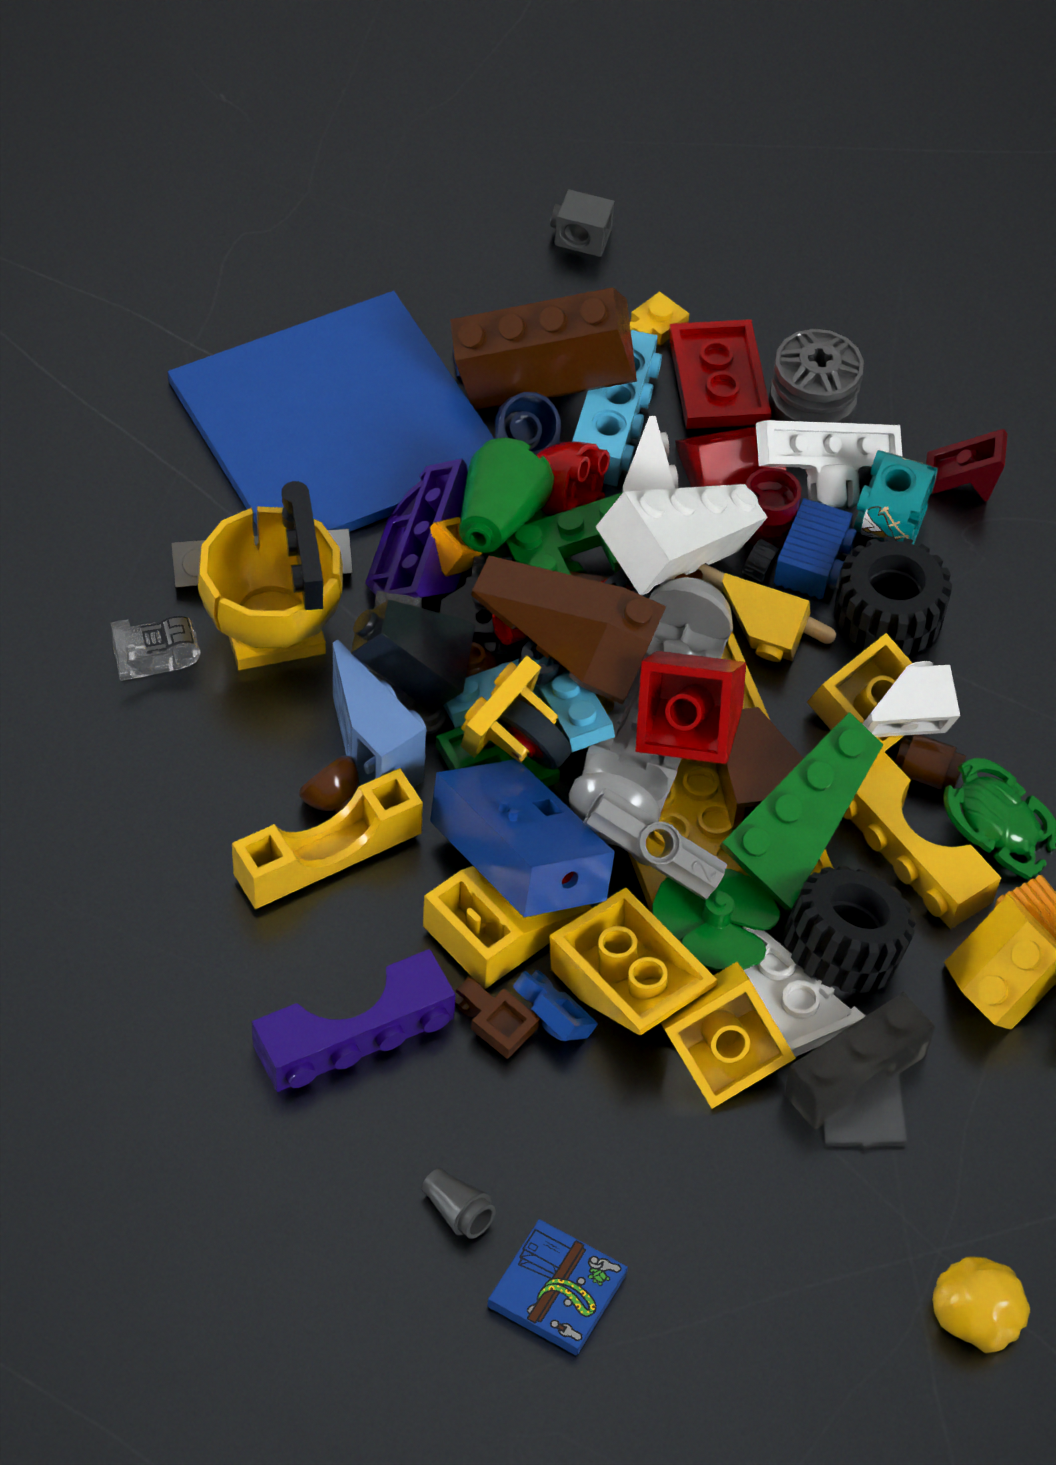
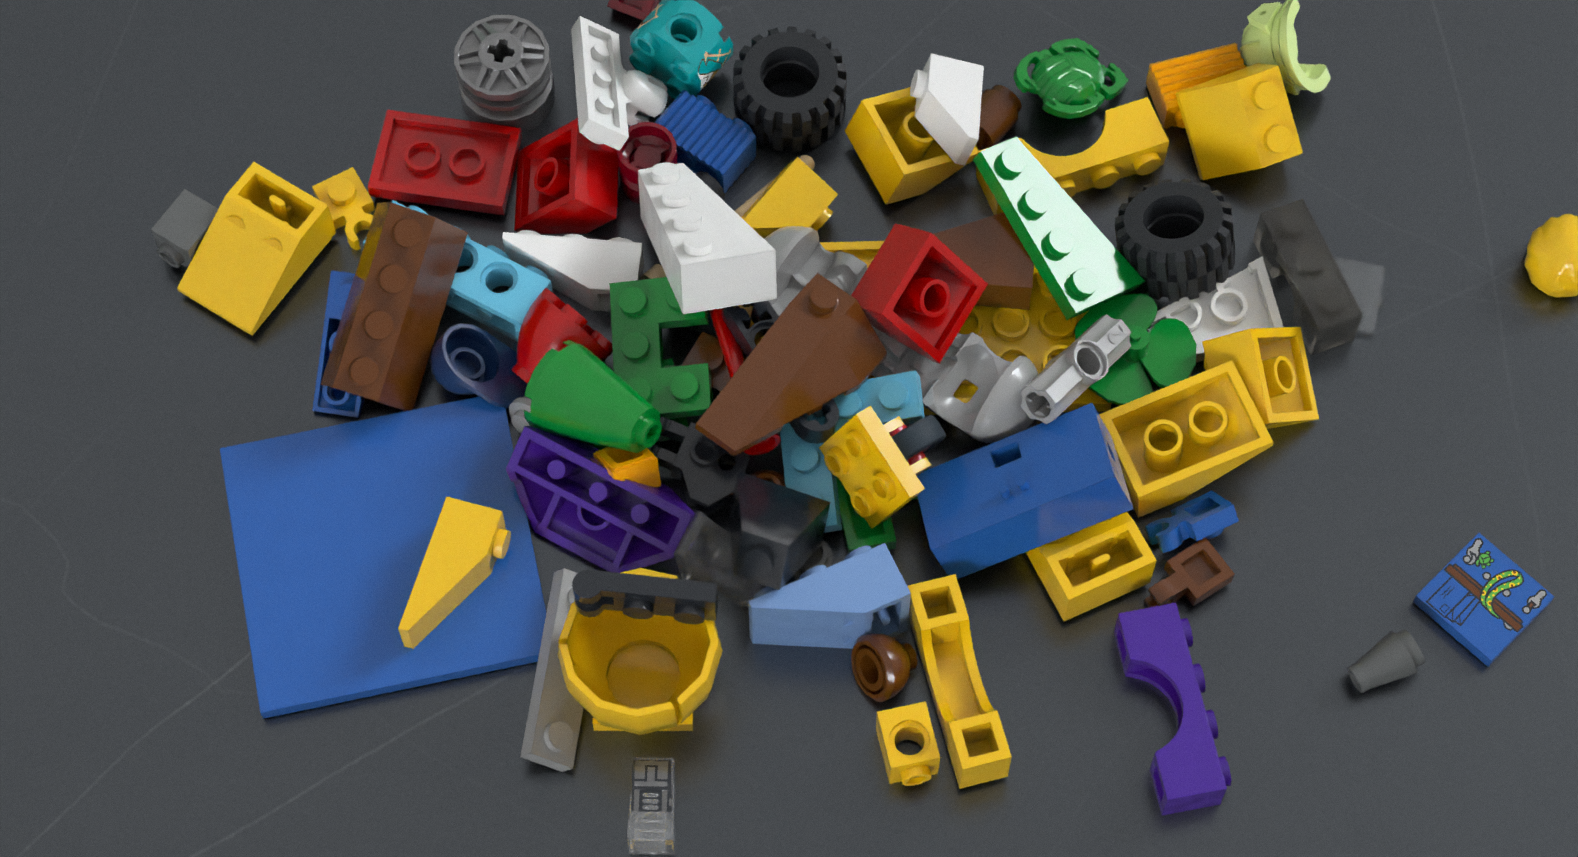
camera: 70 degrees left, 10 degrees up
(262, 802) = (913, 724): none -> yellow brick
(326, 453) = (455, 564): none -> yellow slope
(582, 260) = (256, 248): none -> yellow slope

